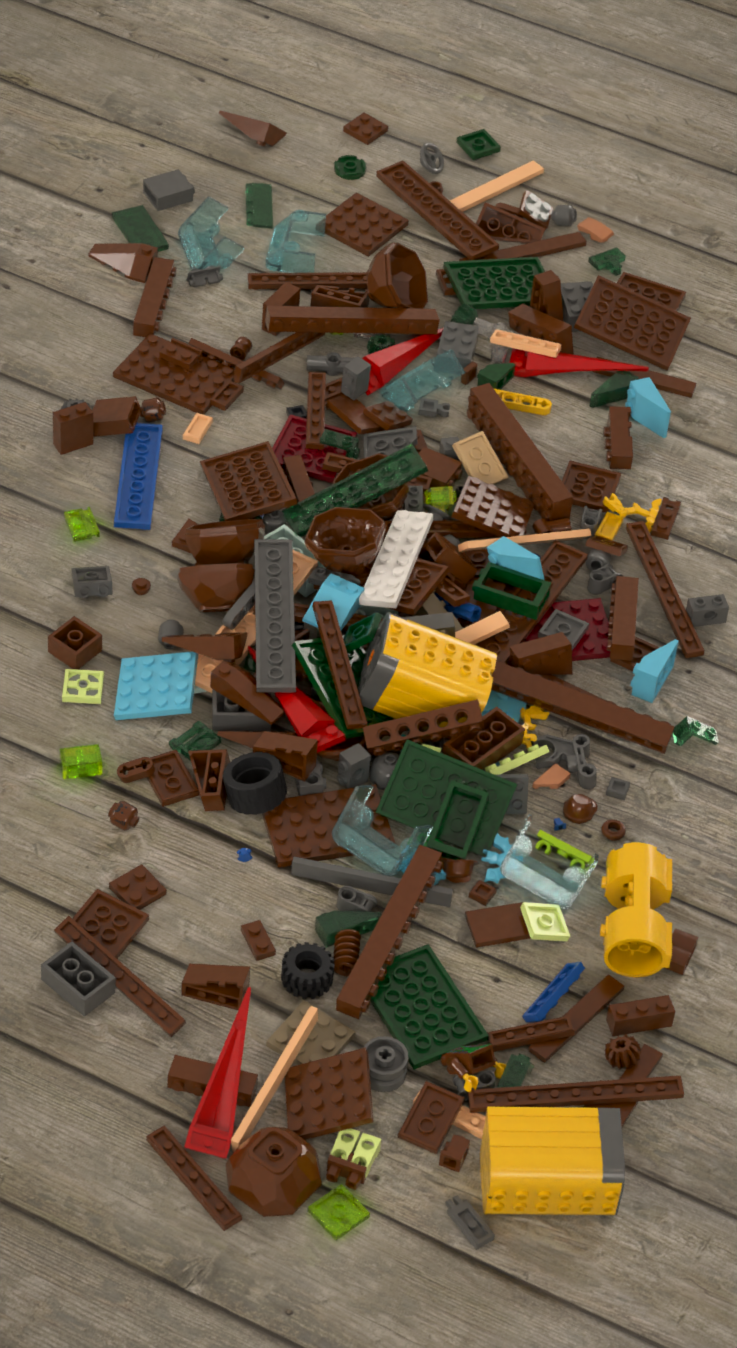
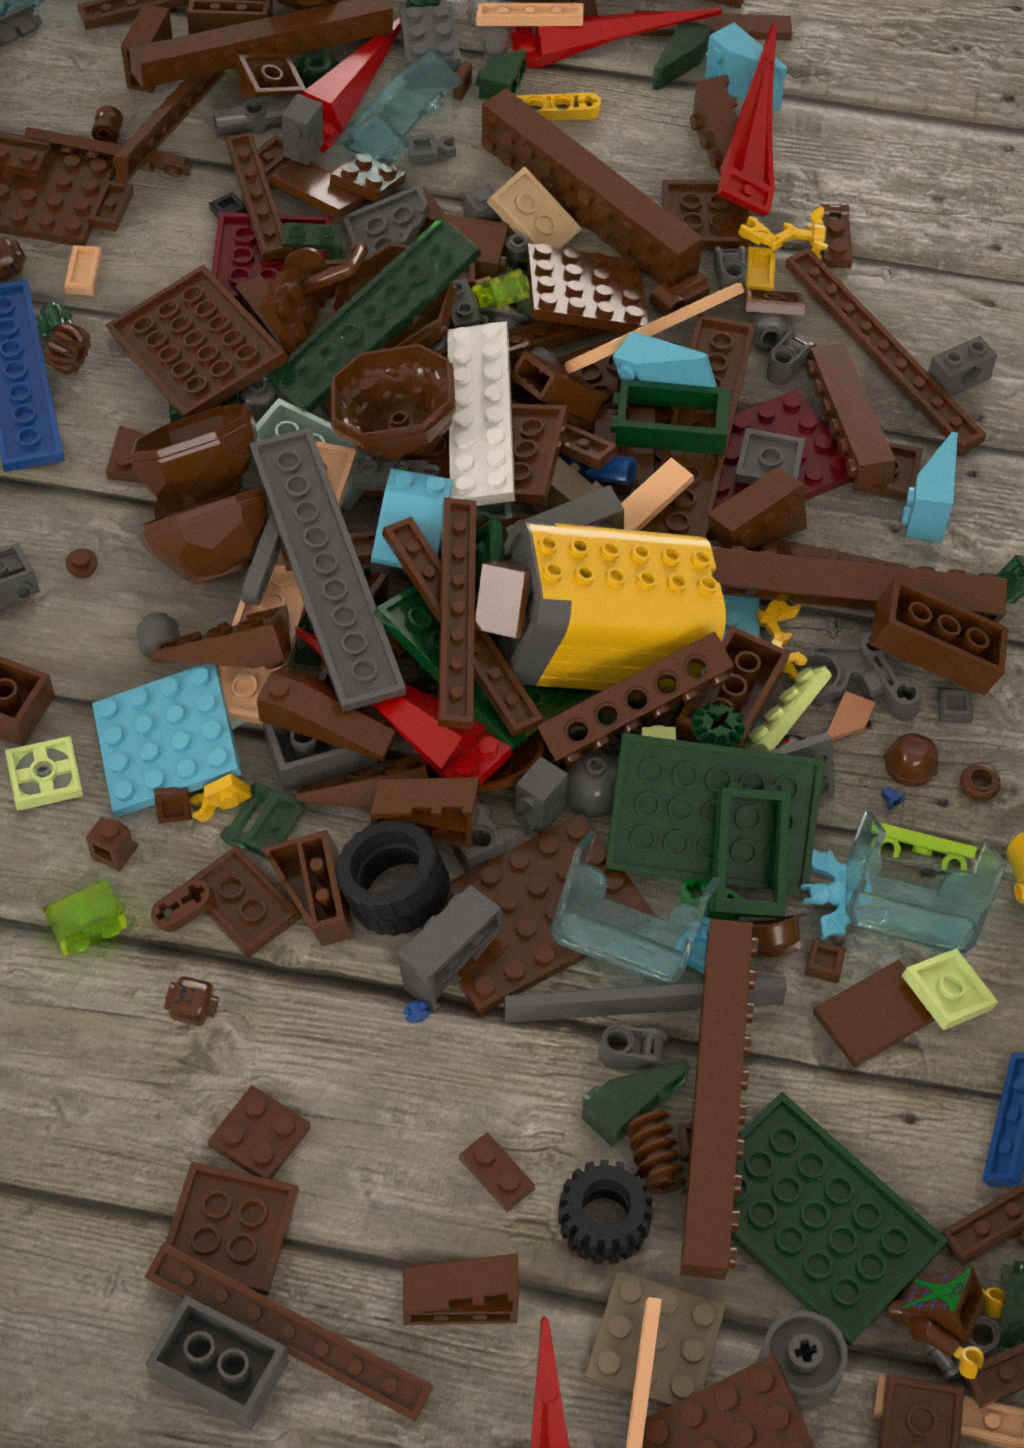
camera: 15 degrees left, 10 degrees up
(108, 725) = (114, 838): none -> reddish brown brick
(148, 719) = (172, 804): none -> reddish brown tile
(170, 452) = (51, 316): none -> clear green gear
(172, 468) = (67, 347): none -> reddish brown gear
(178, 720) = (222, 793): none -> yellow plate
(271, 822) = (447, 943): none -> dark grey wedge
(315, 469) = (296, 291): none -> reddish brown plate
(337, 655) = (457, 614): none -> reddish brown plate
(347, 341) = (267, 75): none -> reddish brown slope
(363, 652) = (502, 598): none -> slope
(456, 752) = (723, 736): none -> dark green gear
(461, 477) = (517, 246): none -> dark grey pin
(619, 745) = (939, 636): none -> reddish brown brick
(624, 462) = (748, 163): none -> red plate

